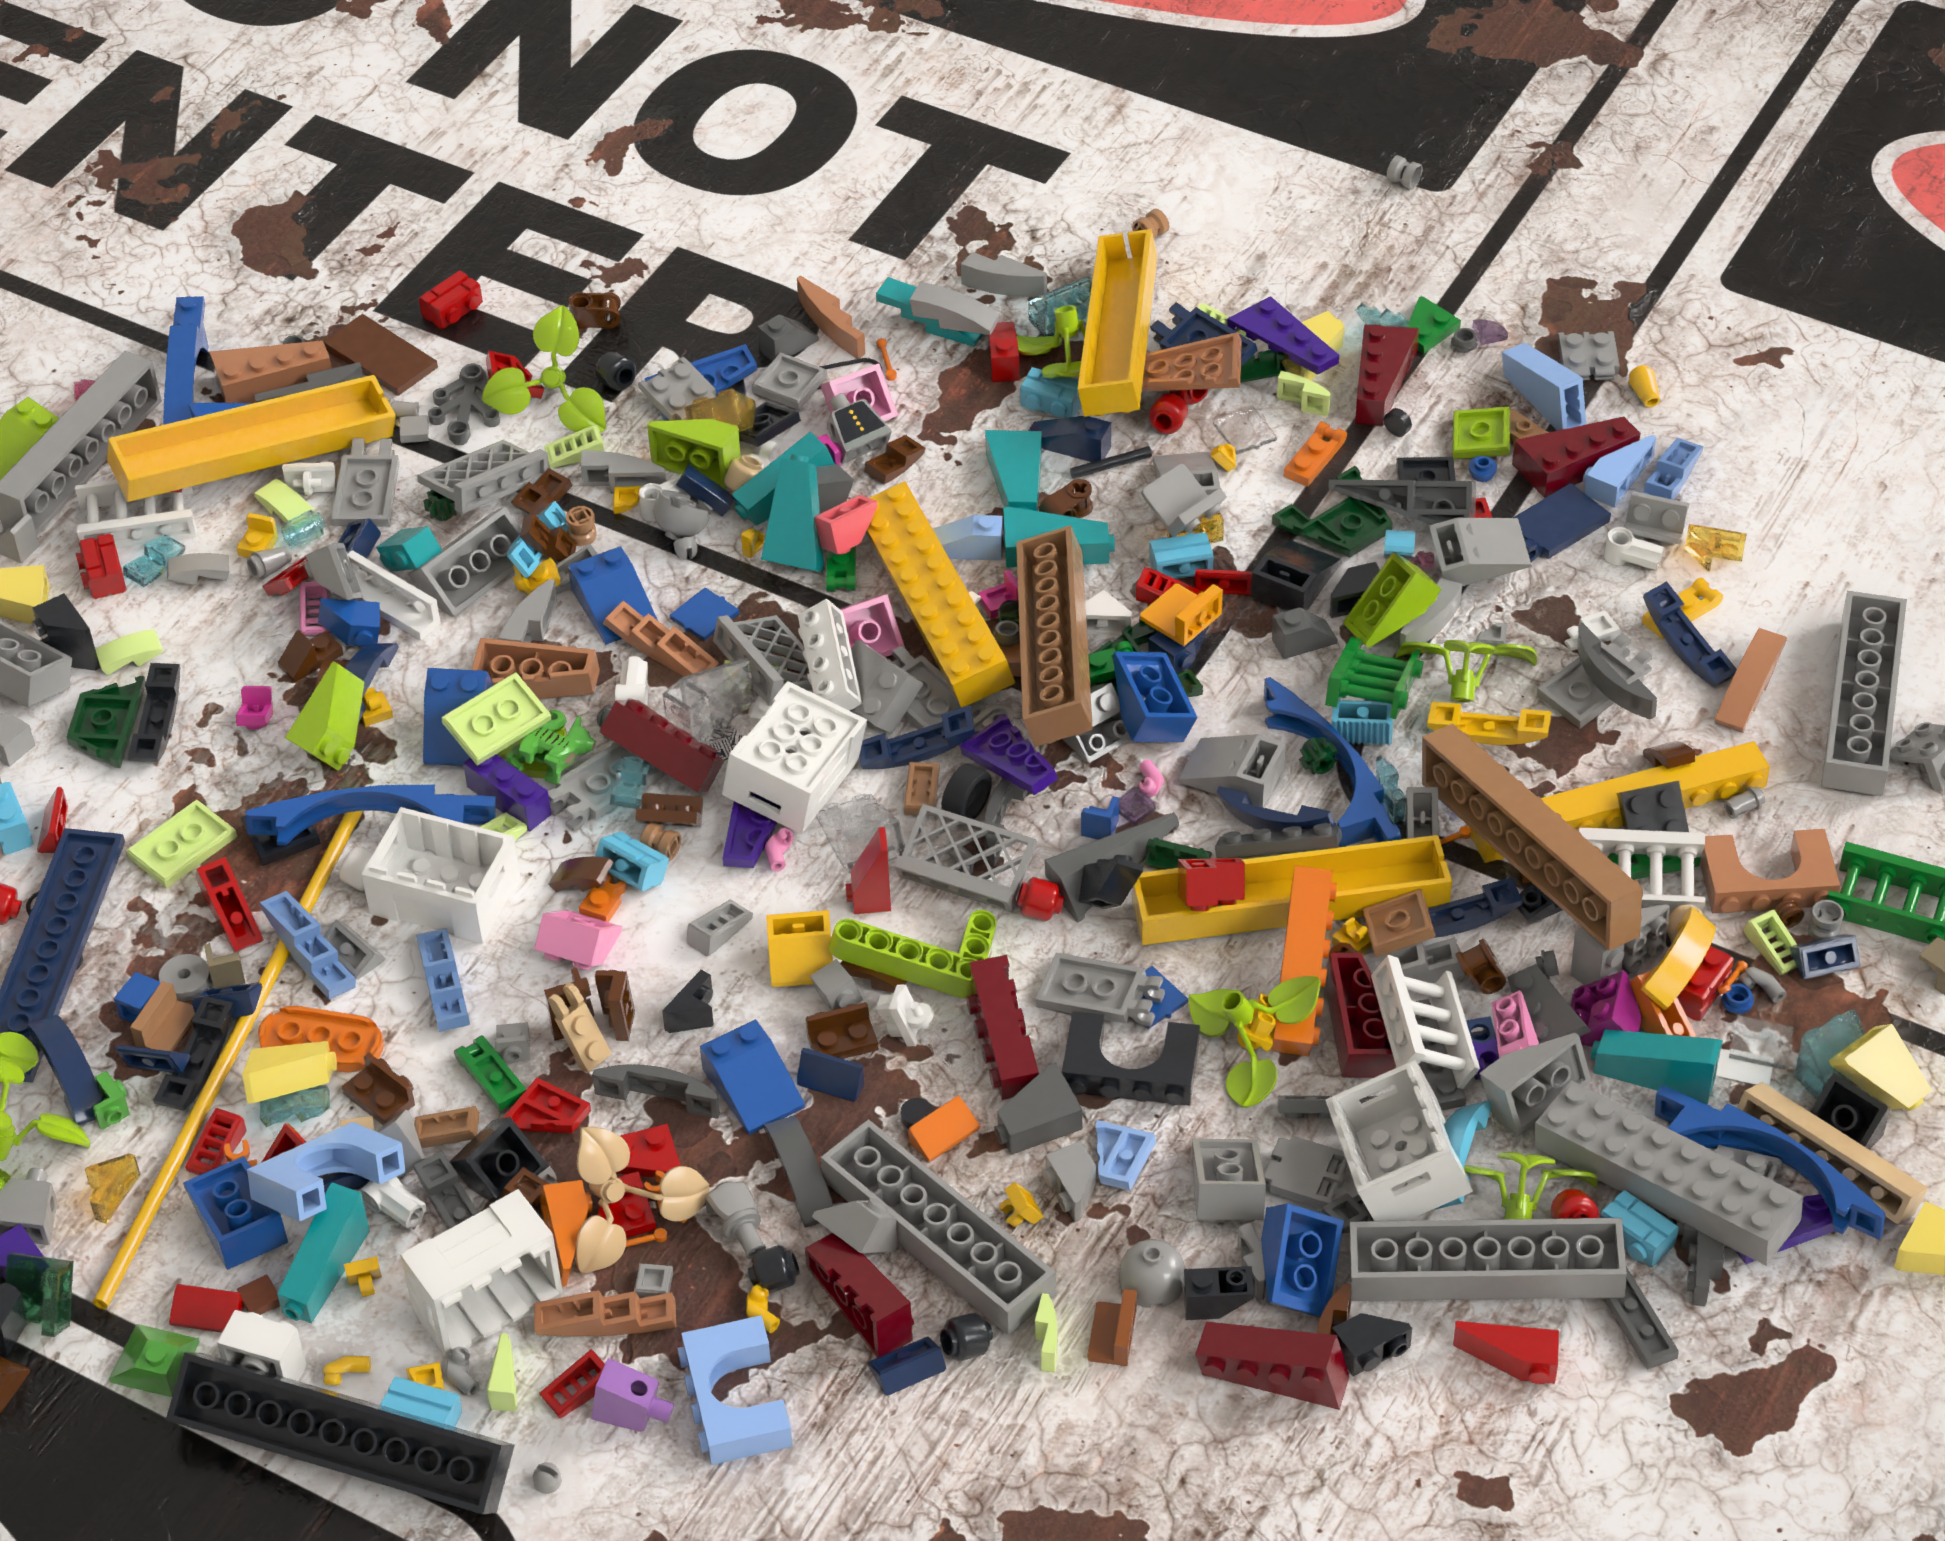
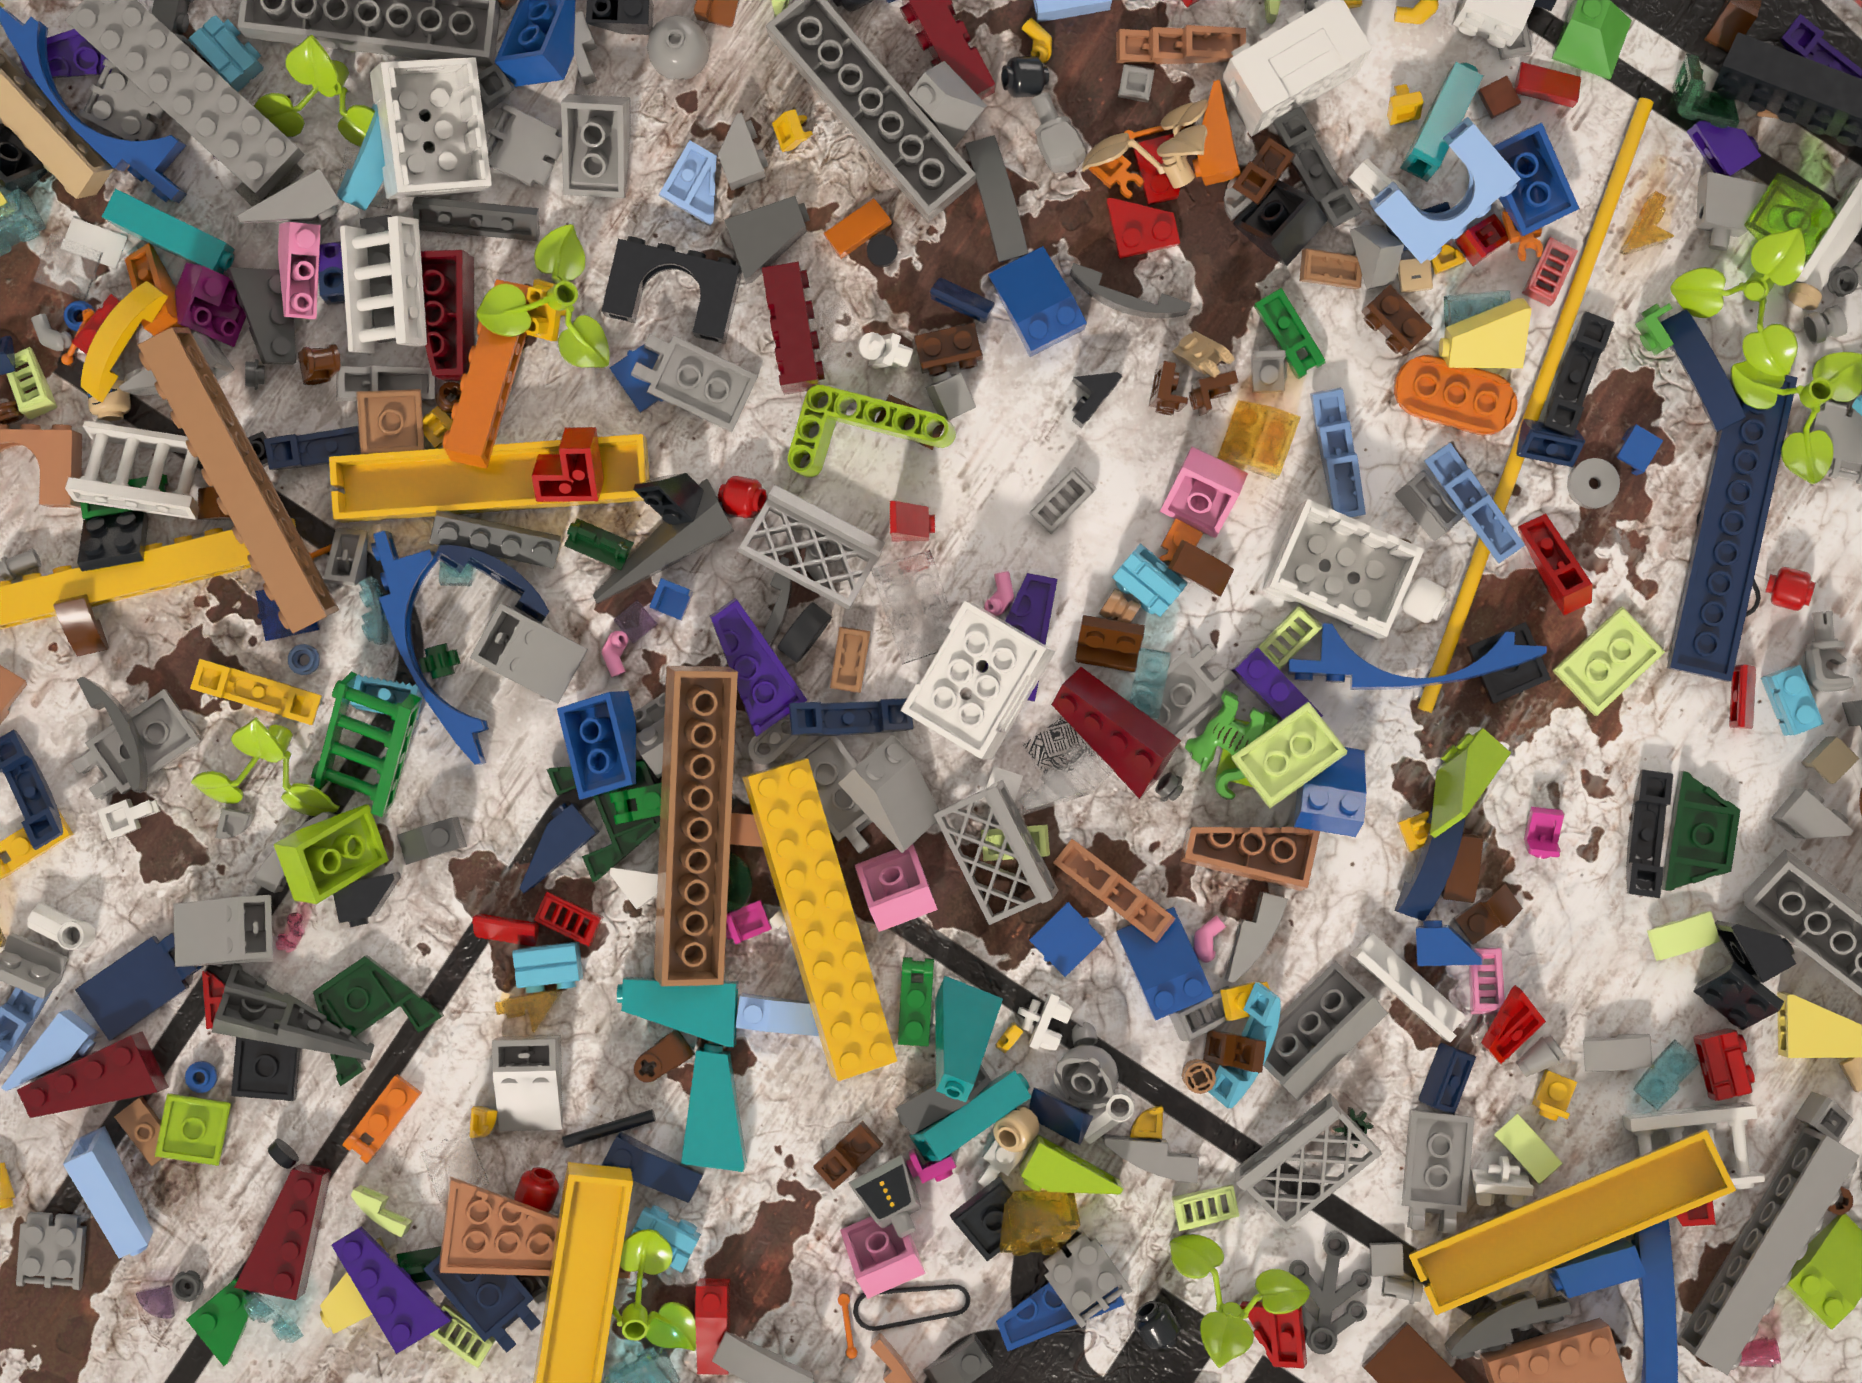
camera: 170 degrees left, 40 degrees up
(86, 600) = (1738, 996): none -> black plate
(153, 1059) = (1617, 376): dark blue slope -> none
(162, 1020) = (1610, 425): medium nougat panel -> none
(224, 969) = (1555, 486): dark tan panel -> none
(303, 528) = (1504, 1102): clear light blue brick -> none
(334, 571) = (1466, 998): light grey slope -> none
(408, 549) = (1387, 1043): teal brick -> none
(520, 975) = (1258, 438): none -> clear yellow slope
(547, 489) = (1241, 1138): reddish brown slope -> none
(548, 1109) = (1234, 282): red wing -> none
(575, 622) = (1204, 939): none -> bright pink arm
(633, 680) = (1146, 821): white piece -> none
(725, 552) = (1052, 1008): none -> white hips
(789, 381) = (959, 1294): light grey tile -> none
(797, 946) = (984, 449): yellow slope -> none
(829, 655) = (935, 817): white brick -> none
(845, 524) = (906, 1024): coral slope -> none
(1007, 633) = (737, 850): dark grey plate -> none
(1181, 500) = (534, 1014): light grey bracket -> none
(1183, 613) = (556, 854): light orange bracket -> none
(1292, 575) = (427, 926): black slope -> none
(1399, 542) = (306, 921): medium azure slope -> none
(1573, 1205) = (274, 71): red head -> none

